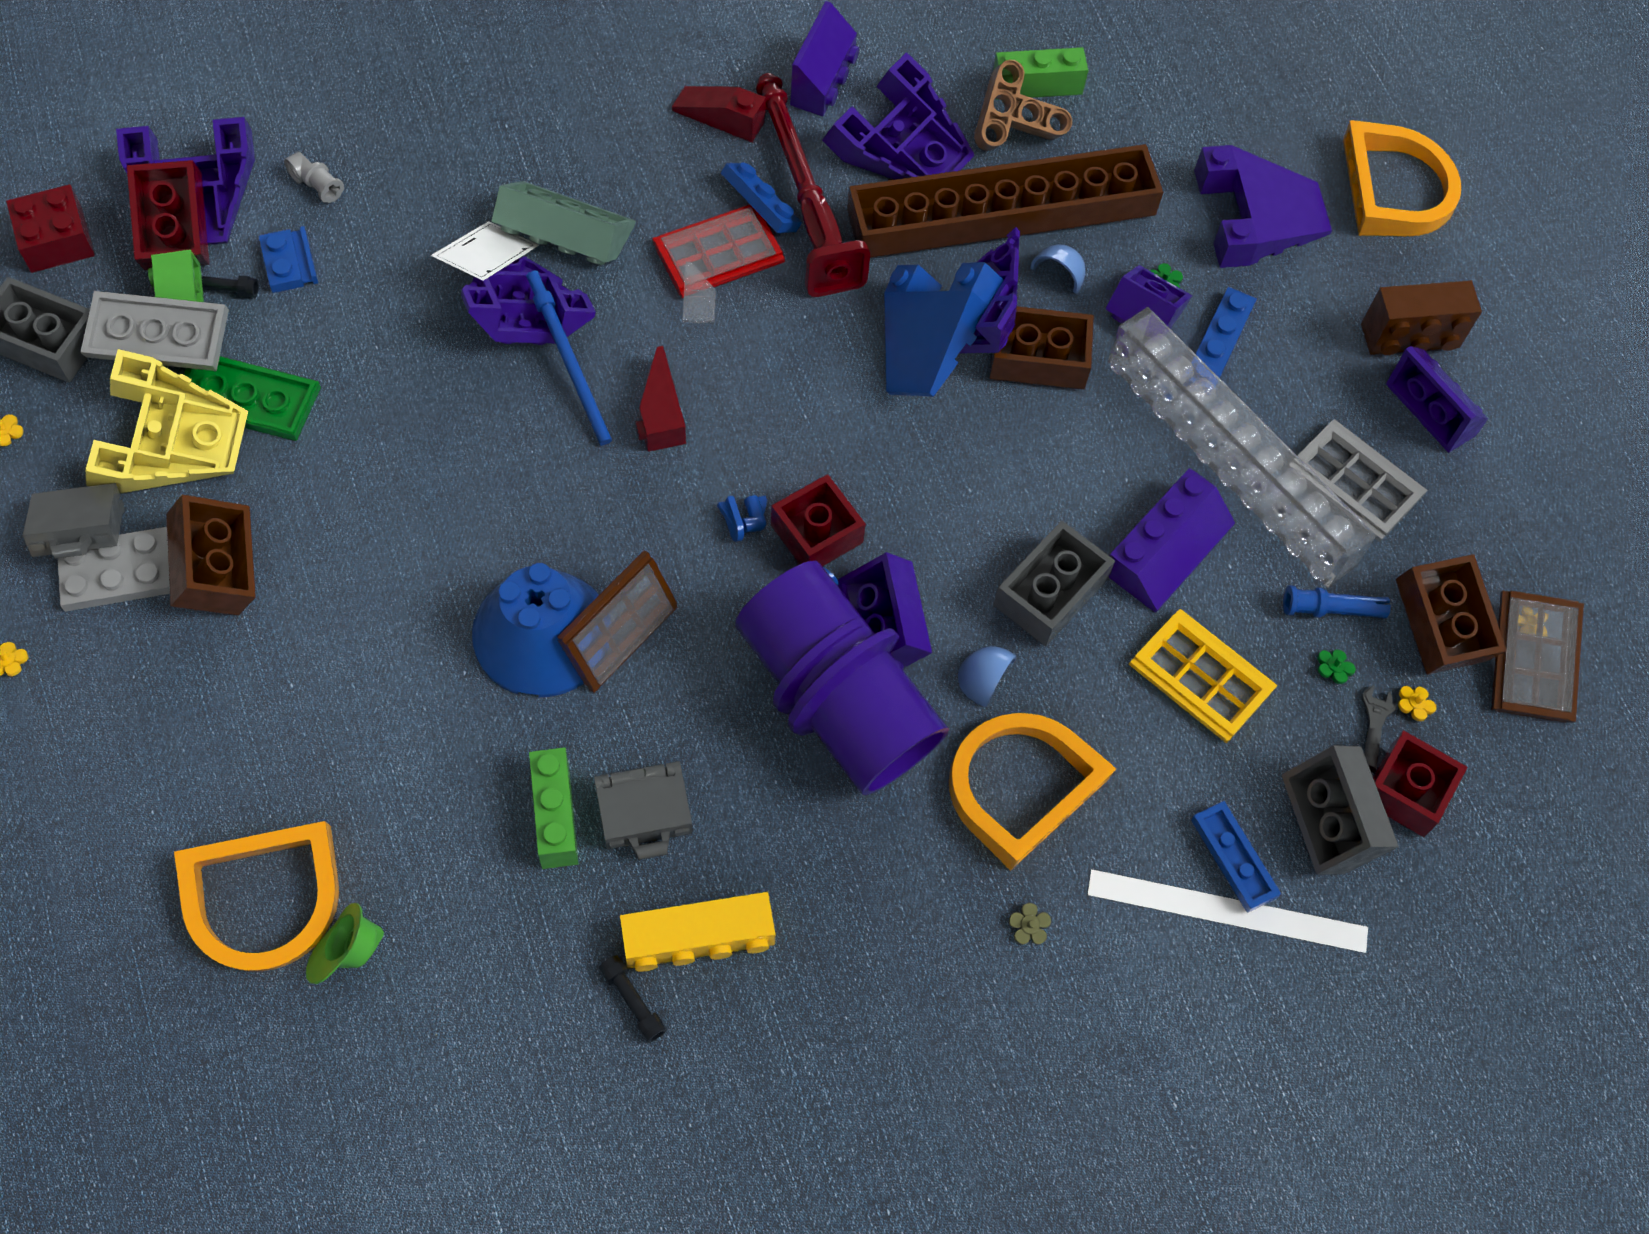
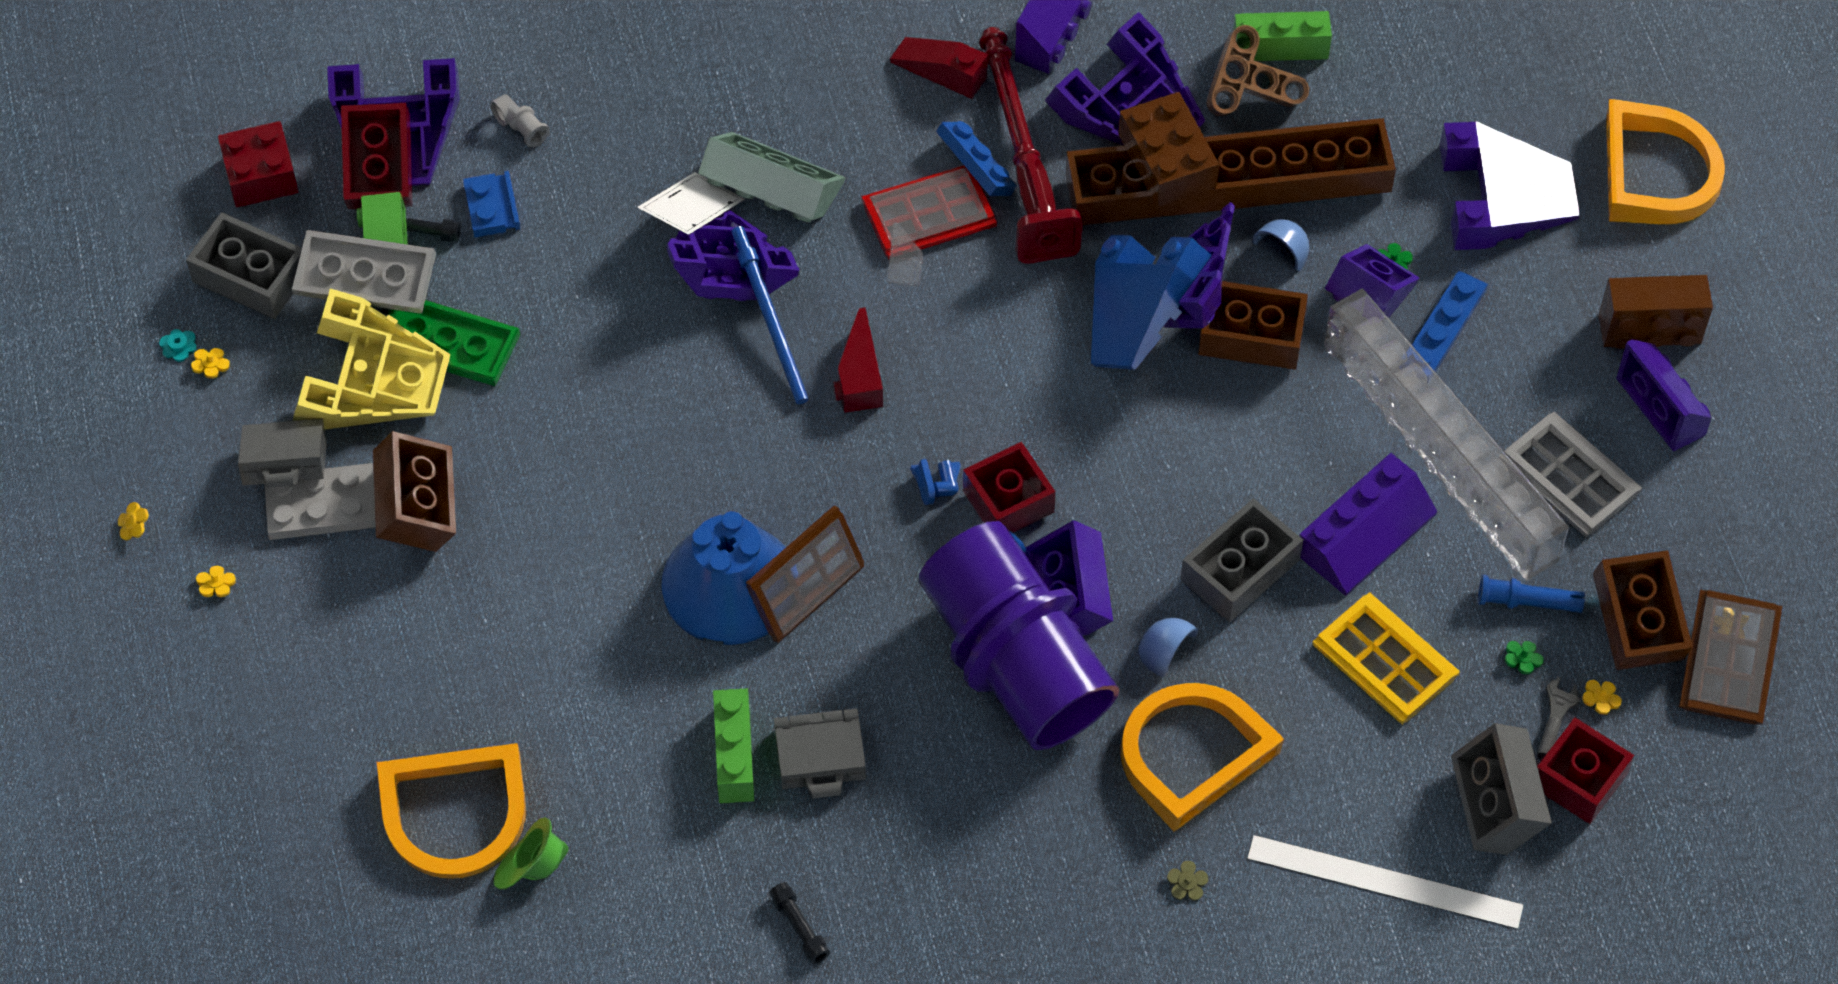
camera: 10 degrees right, 5 degrees down
(698, 931) = (865, 865): yellow brick -> none
(948, 179) = (1168, 149): none -> reddish brown brick
(1235, 857) = (1397, 830): blue plate -> none

